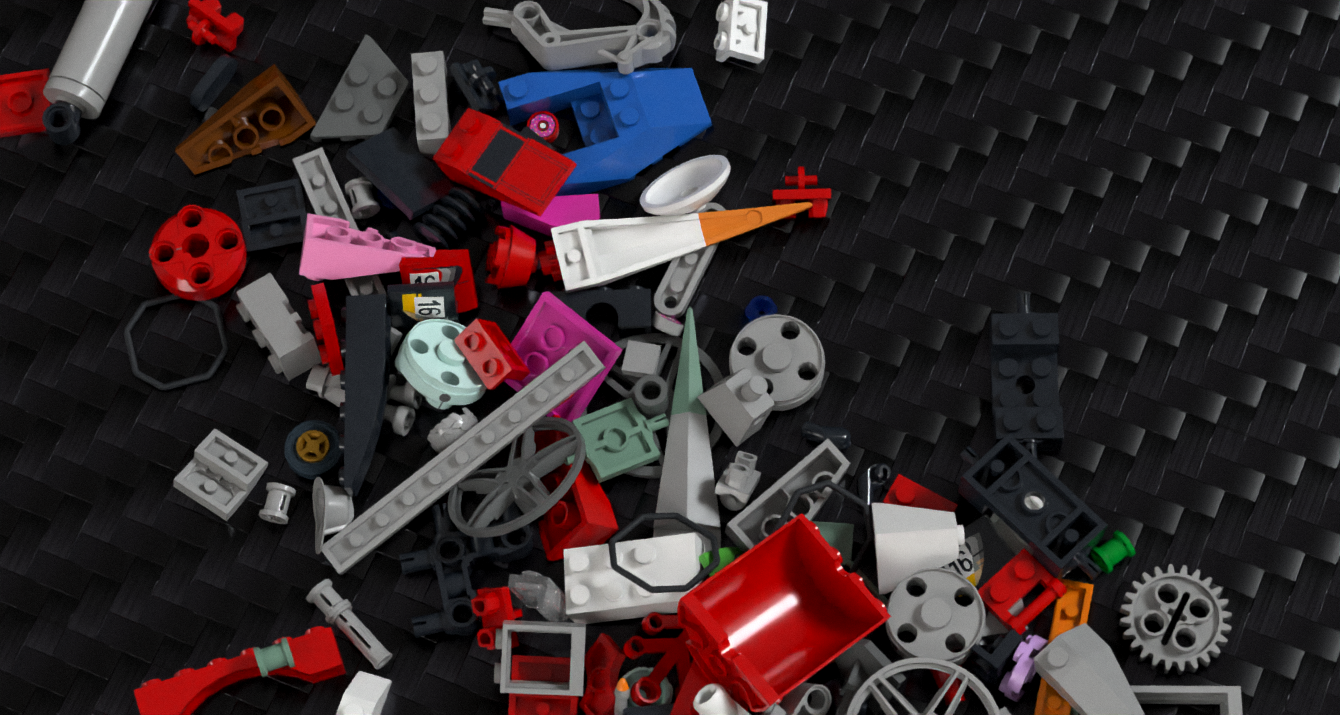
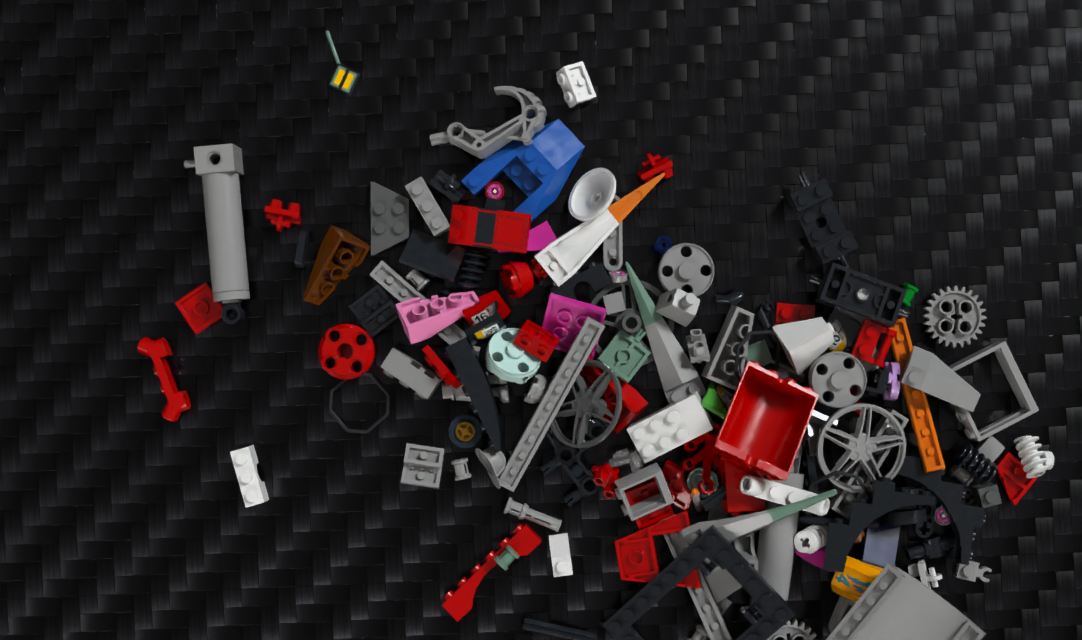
camera: 30 degrees left, 20 degrees up
(664, 589) = (687, 386): black piece -> none

